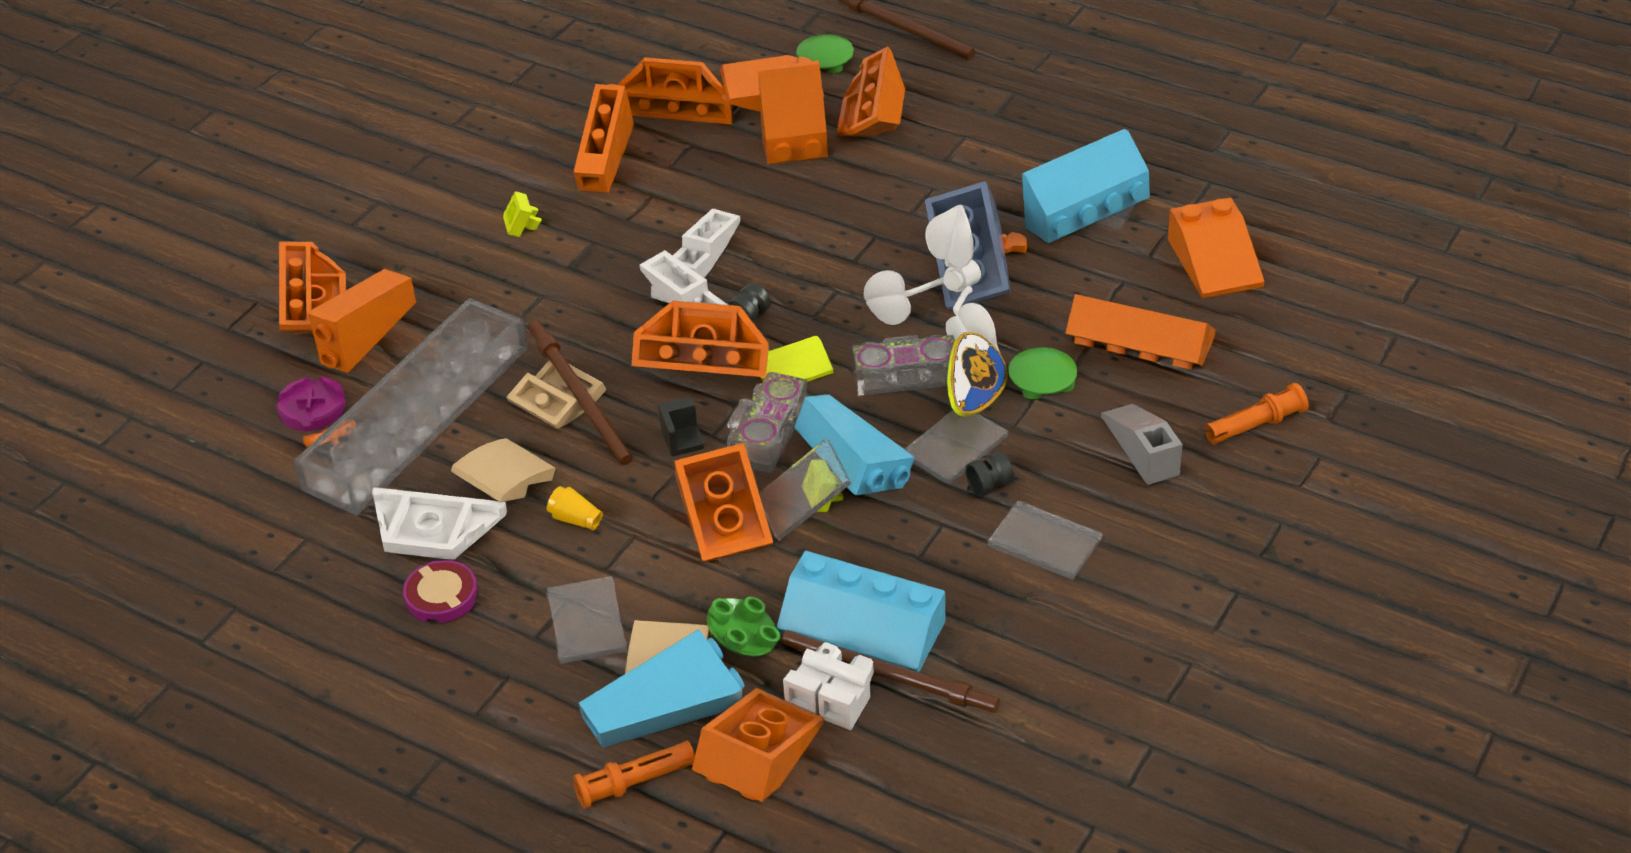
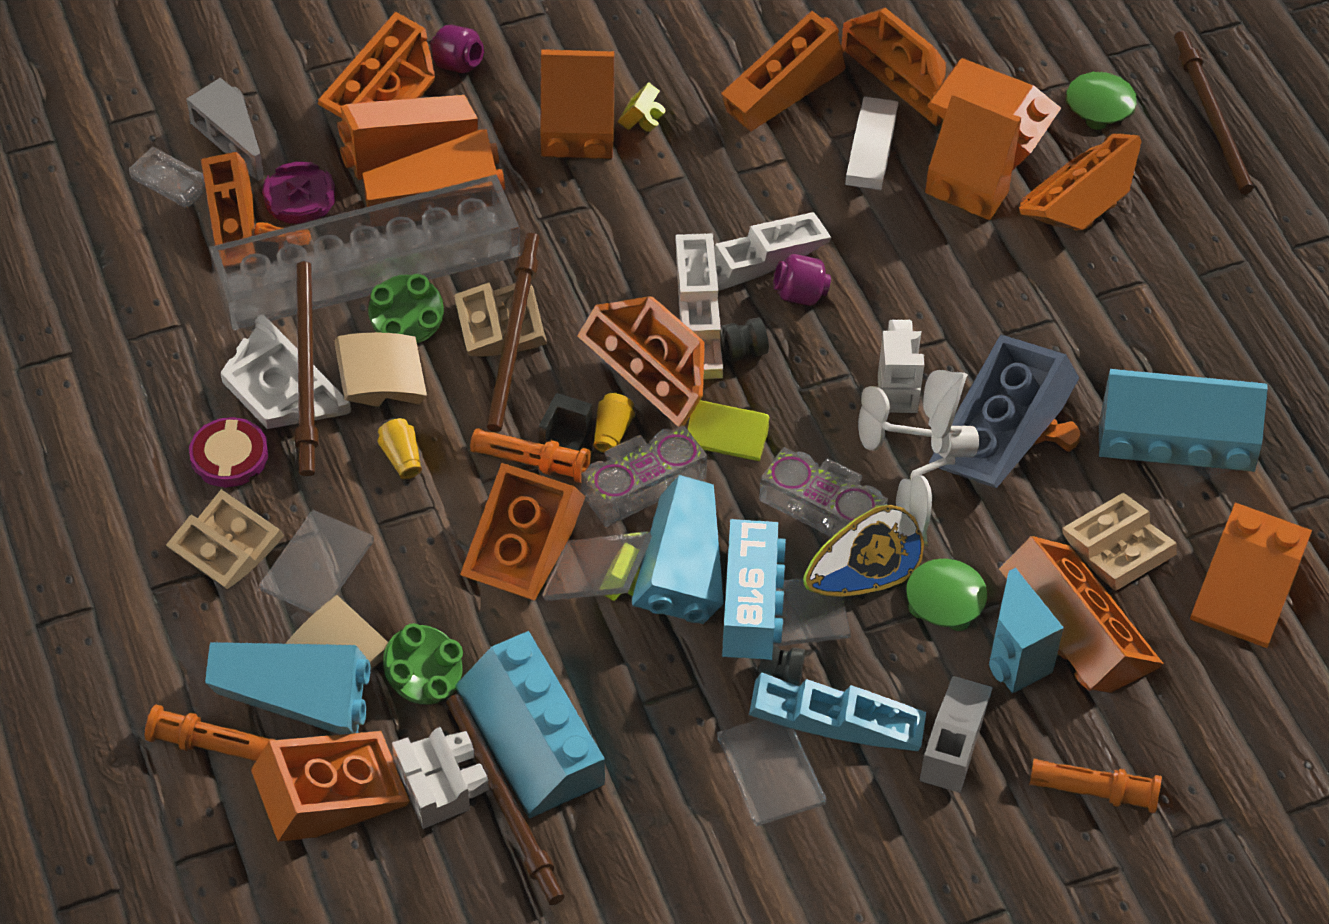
camera: 35 degrees right, 10 degrees up
(196, 447) = (168, 177): none -> clear plate
(209, 388) = (223, 118): none -> light grey slope
(266, 433) = (229, 197): none -> orange slope
(343, 247) = (456, 49): none -> magenta head
(407, 329) = (434, 168): none -> orange slope
(479, 422) = (406, 307): none -> bright green dish
(481, 226) = (577, 104): none -> orange slope
(494, 538) = (306, 434): none -> reddish brown bar
(501, 645) = (225, 540): none -> tan slope
(632, 470) = (548, 457): none -> orange pin
(707, 149) = (872, 143): none -> white slope
(710, 404) = (612, 420): none -> yellow cone
(747, 250) = (801, 279): none -> magenta head
(873, 252) = (901, 366): none -> white hips
(929, 436) = (751, 590): none -> medium azure brick
(1062, 476) = (839, 715): none -> medium azure slope
(1115, 280) = (1119, 541): none -> tan slope
(1123, 355) = (1024, 636): none -> medium azure slope

